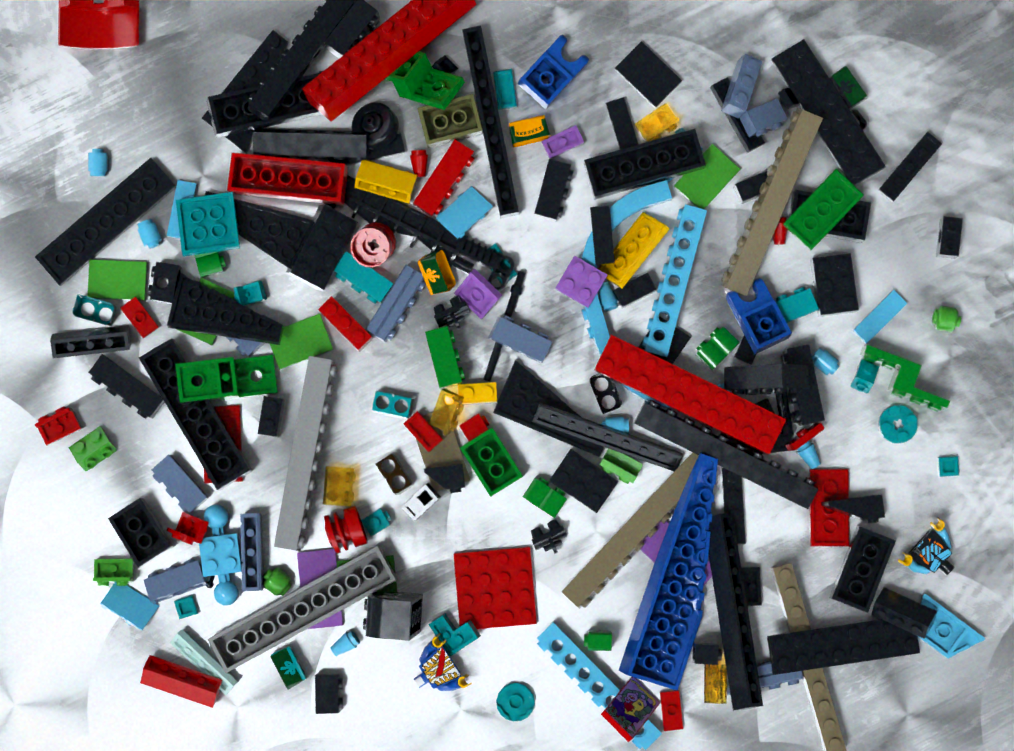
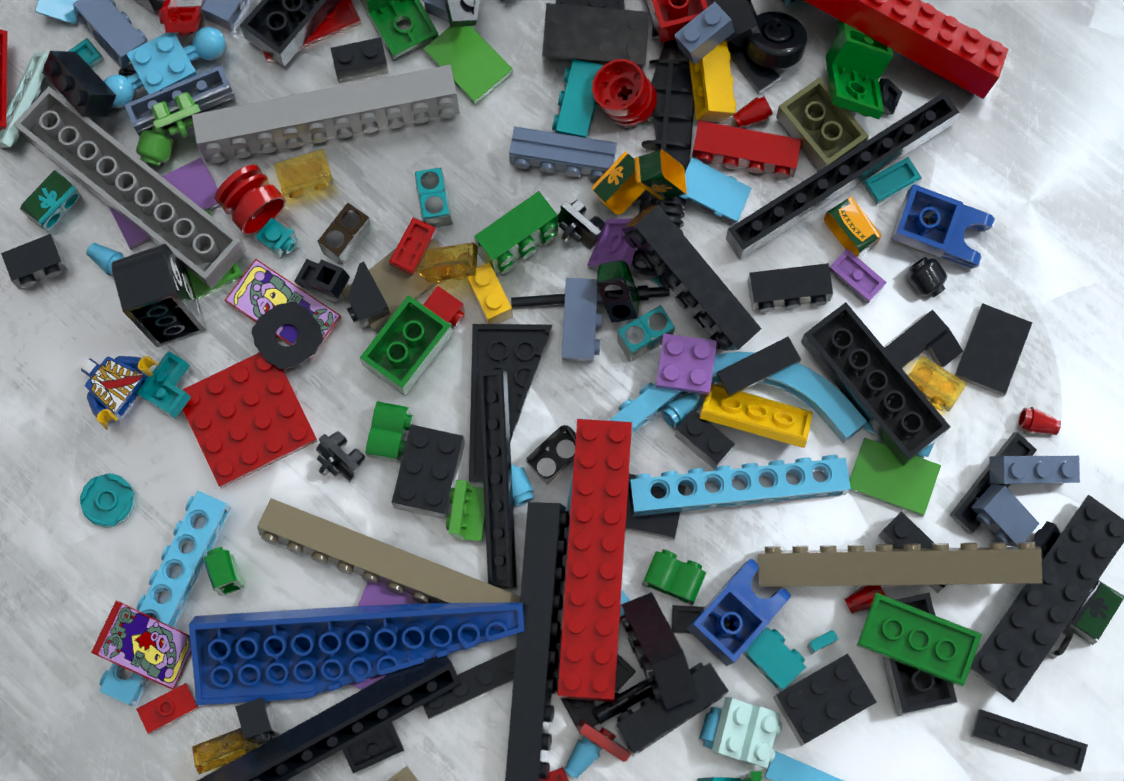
camera: 65 degrees right, 10 degrees down
(212, 617) = (79, 84): none -> black brick
(269, 557) = (187, 108): none -> bright green hips
(345, 324) = (511, 102): red brick -> none
(357, 173) = (704, 33): none -> sand blue brick
(429, 536) = (264, 288): none -> tile
(447, 245) = (660, 174): none -> piece
(466, 540) = (287, 356): none -> black piece
(504, 306) = (613, 274): none -> black piece
(527, 256) = (690, 279): none -> black brick
(540, 299) = (637, 350): none -> teal piece
(583, 96) = (927, 277): none -> black head
(635, 106) = (944, 348): none -> black tile
(709, 68) = (1038, 422): none -> red cone
(796, 270) = (822, 642): none -> teal tile
(836, 343) = (747, 733): none -> light aqua plate

